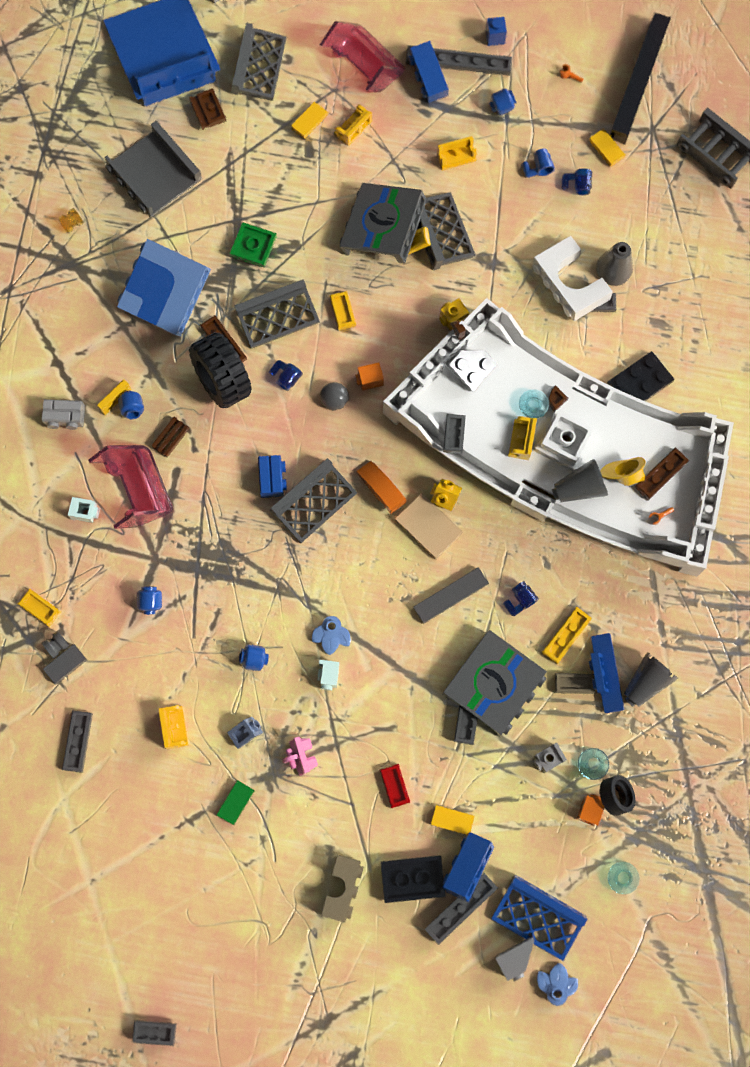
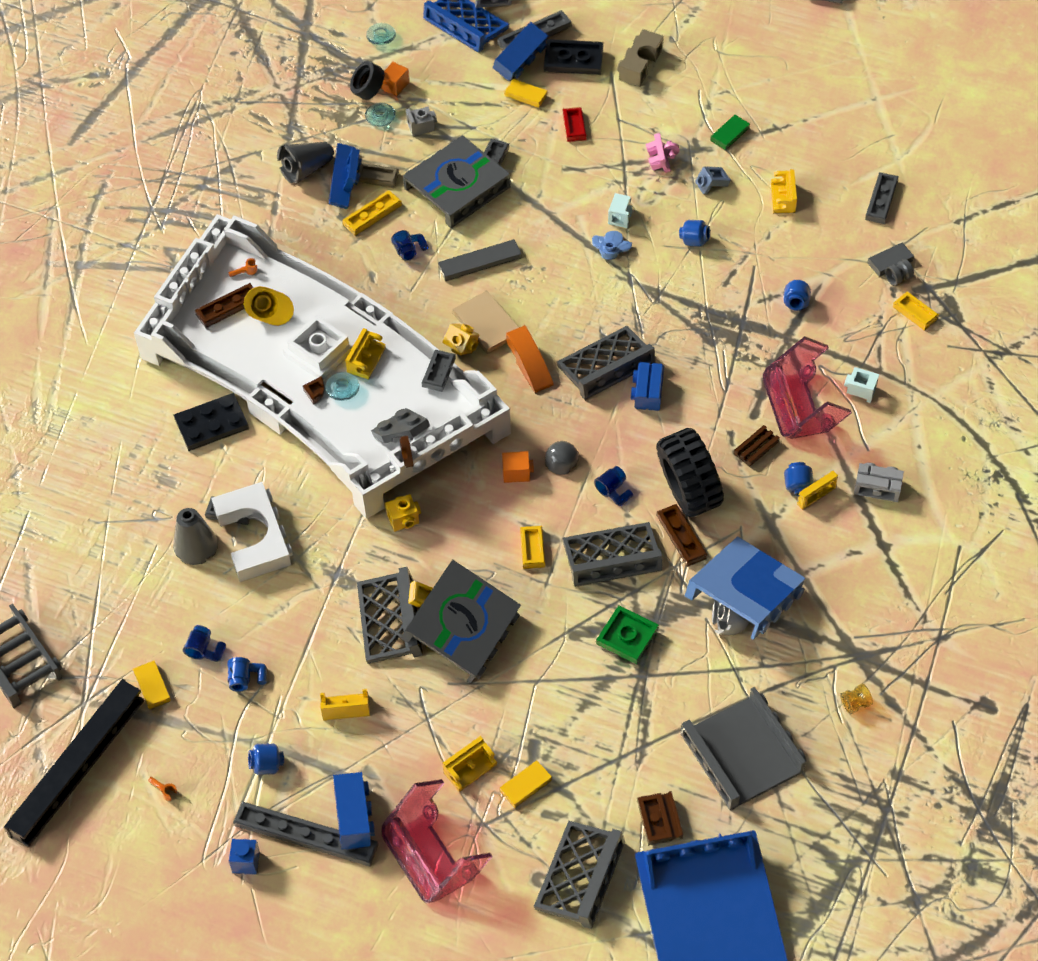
camera: 165 degrees left, 20 degrees down
(581, 484) = (317, 298): dark grey cone -> none

